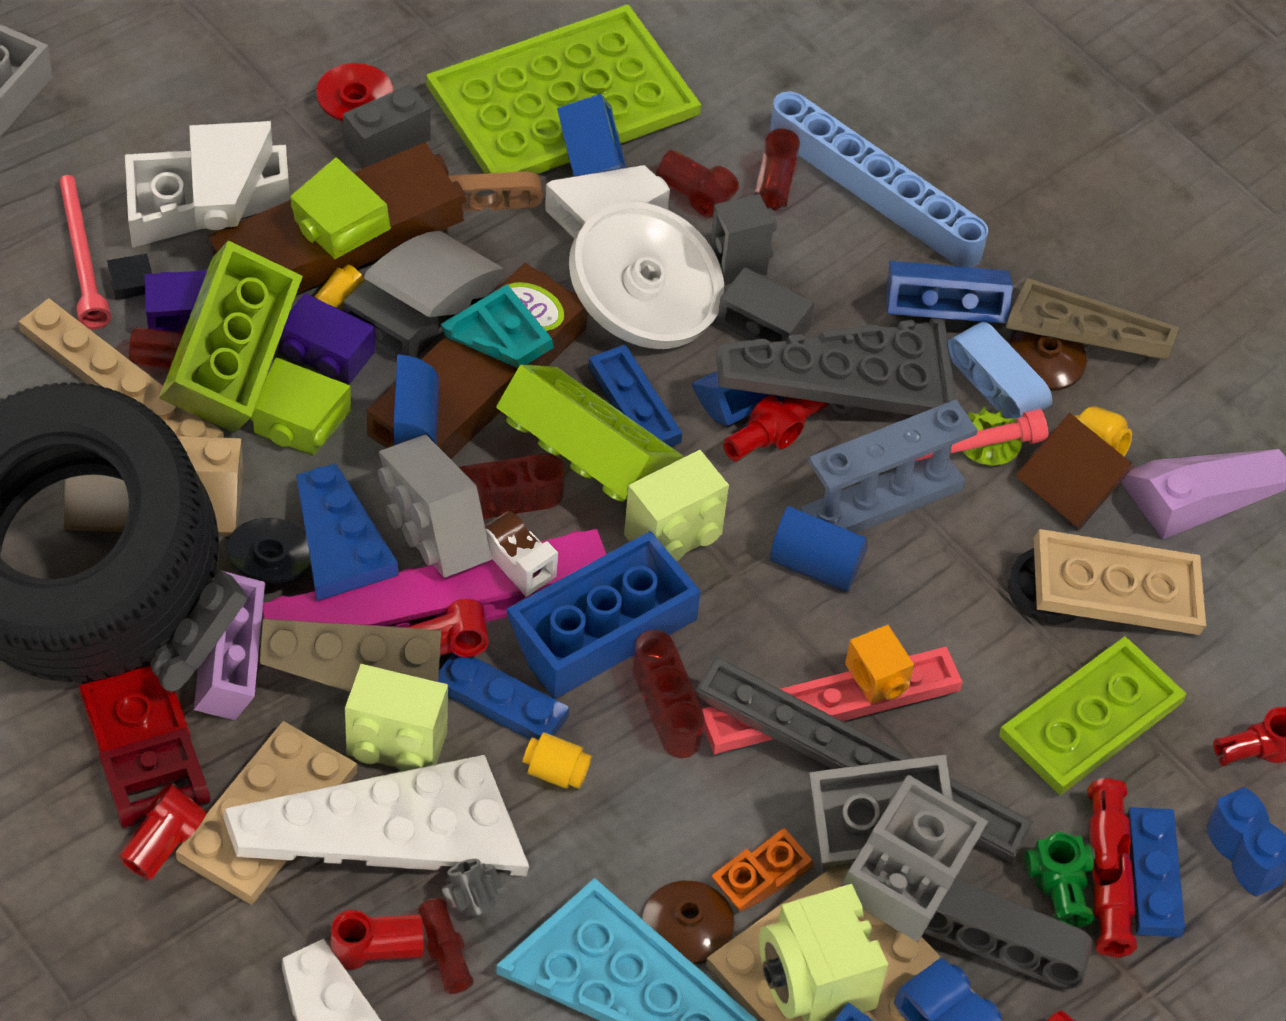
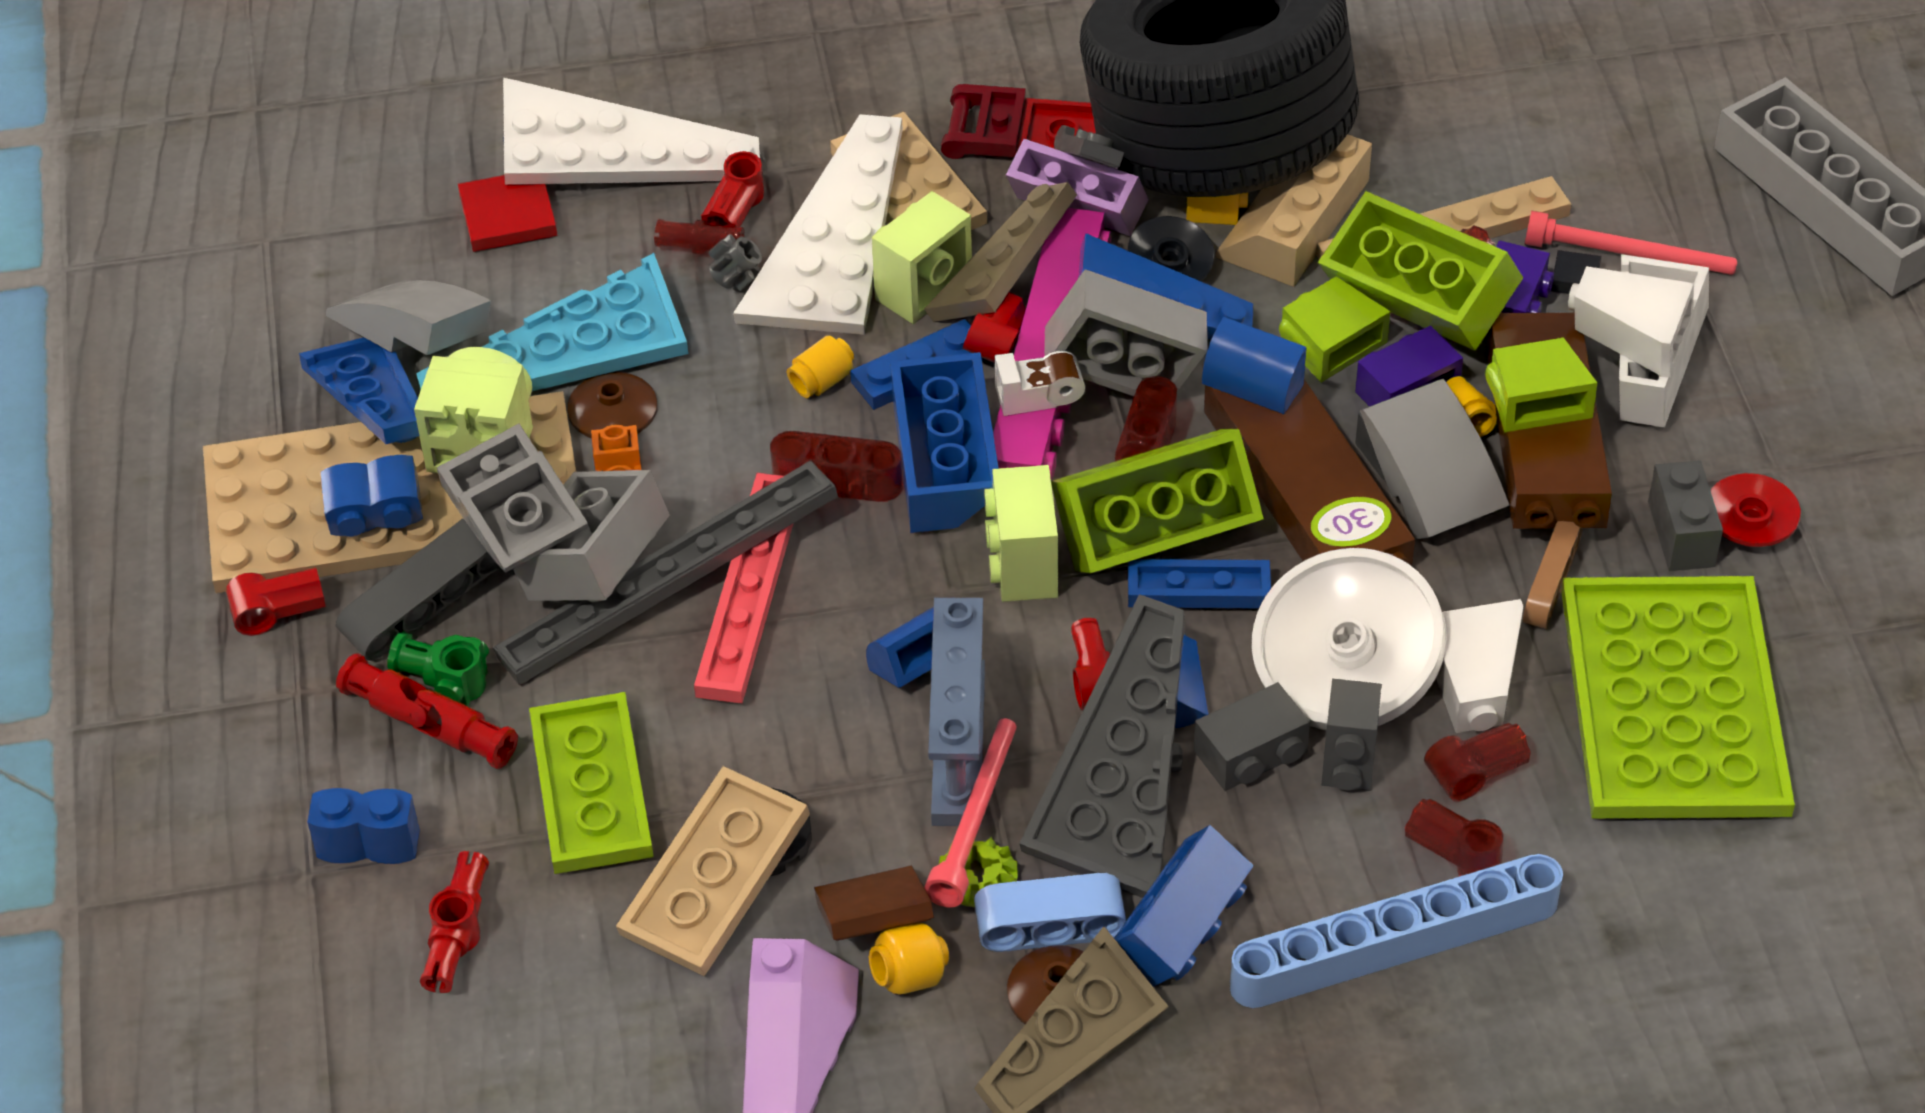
camera: 125 degrees right, 5 degrees down
(169, 821) = (925, 103): red piece -> none
(500, 329) = (1319, 471): teal wing -> none
(591, 136) = (1566, 666): blue brick -> none
(879, 664) = (742, 606): light orange brick -> none
(1156, 872) = (402, 753): blue plate -> none

